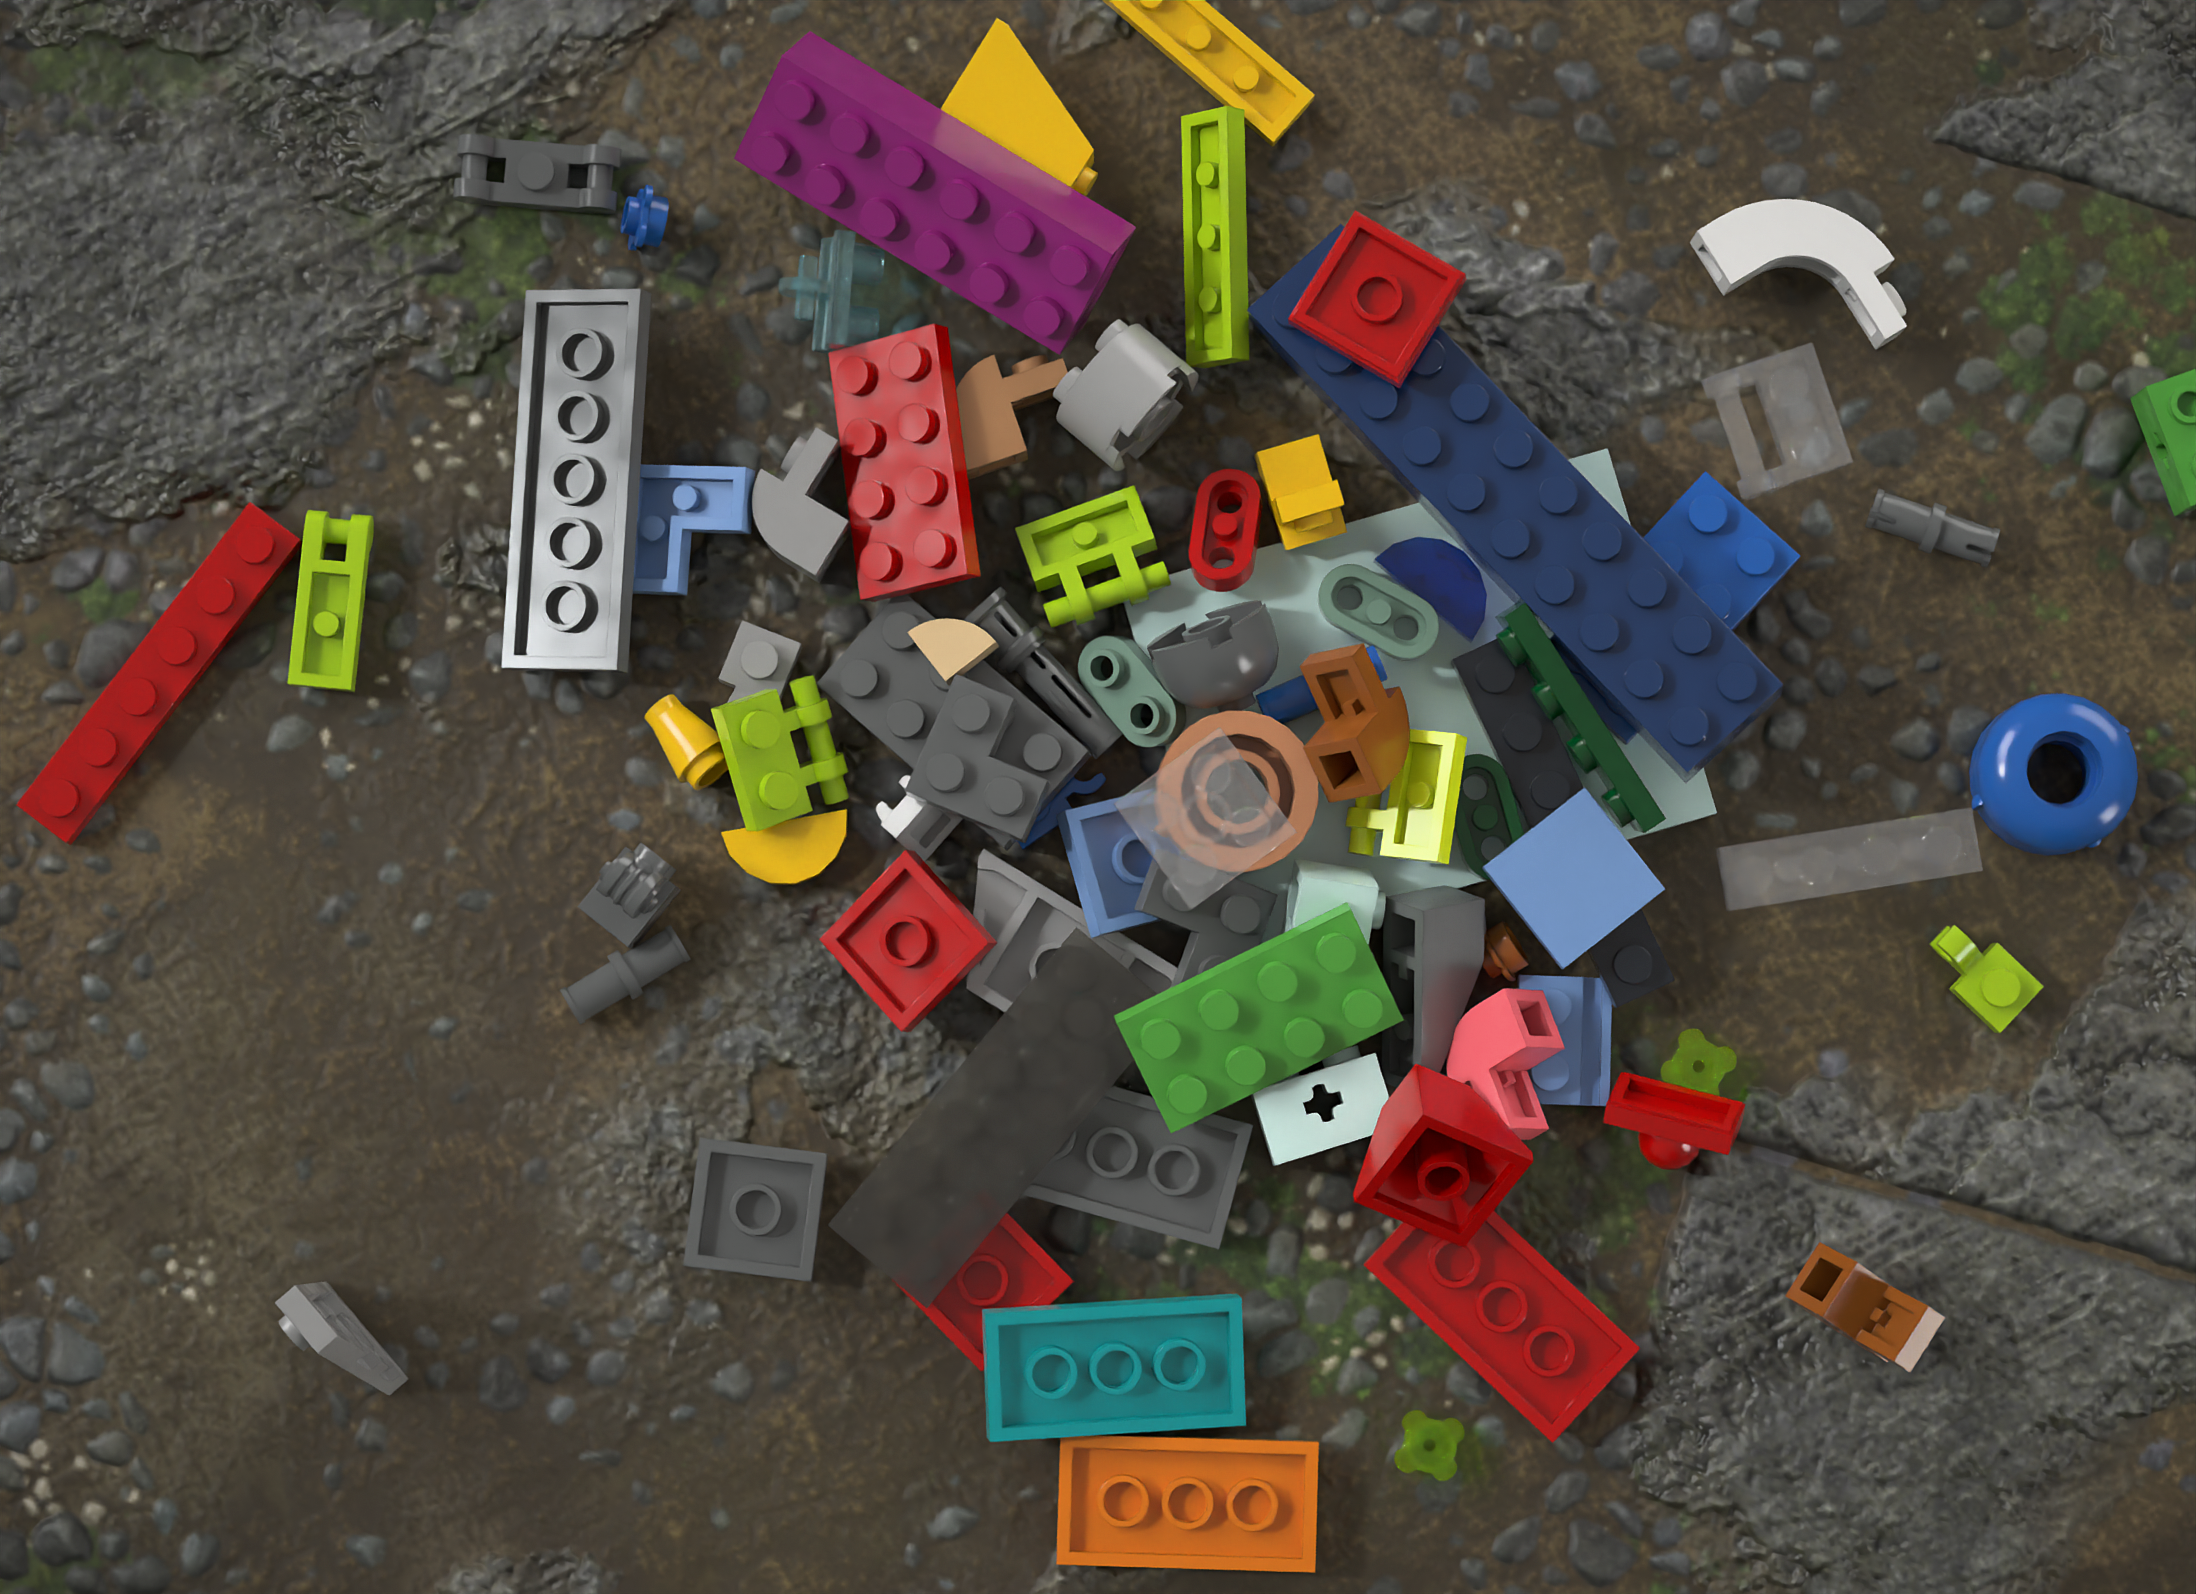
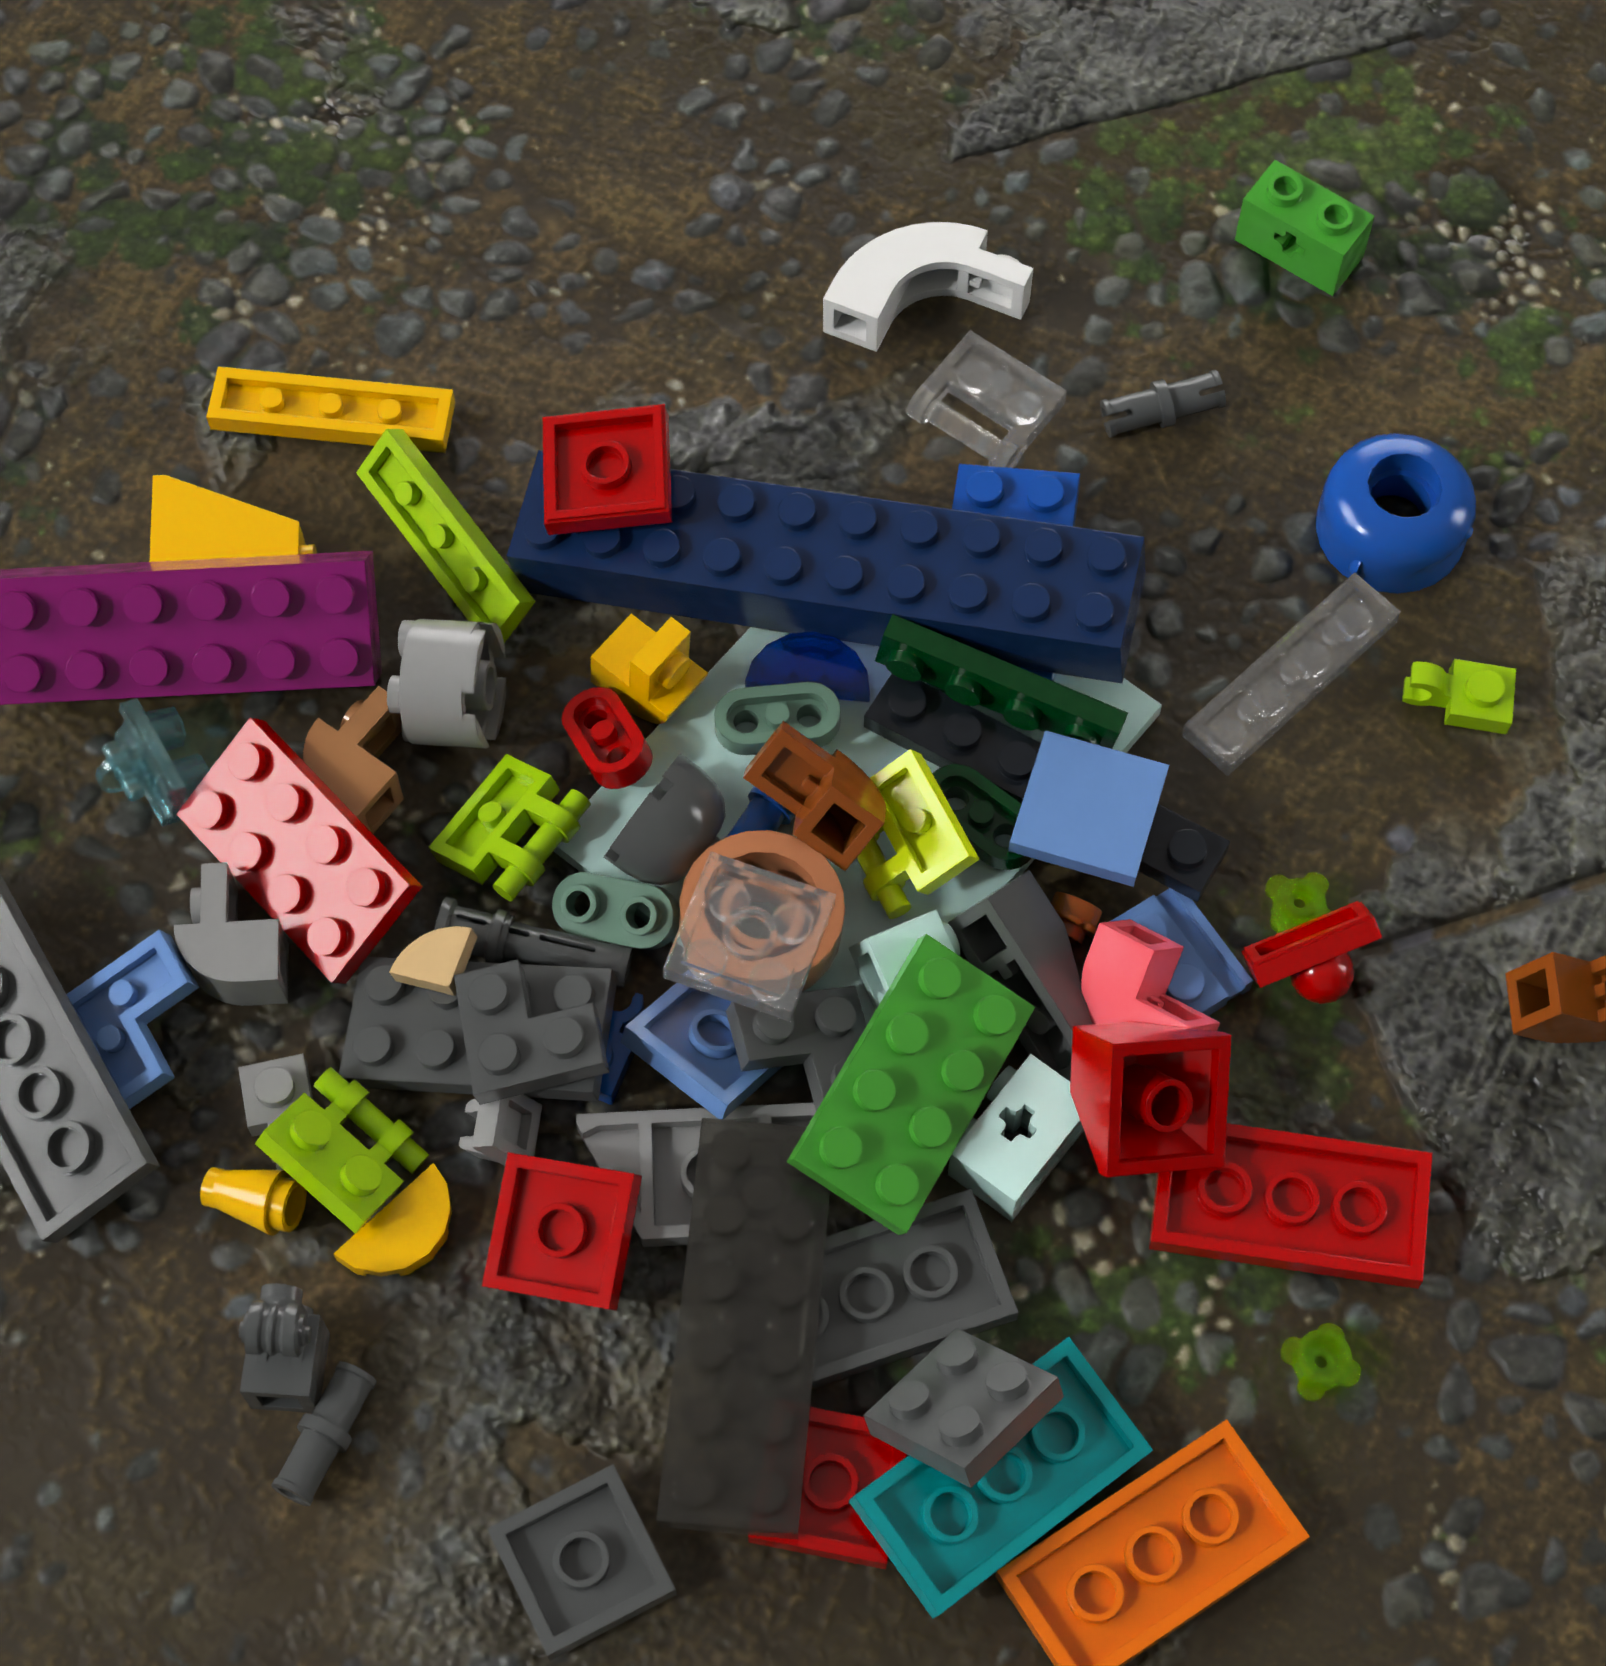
camera: 35 degrees left, 20 degrees down
(1116, 1302) = (964, 1407): none -> dark grey plate

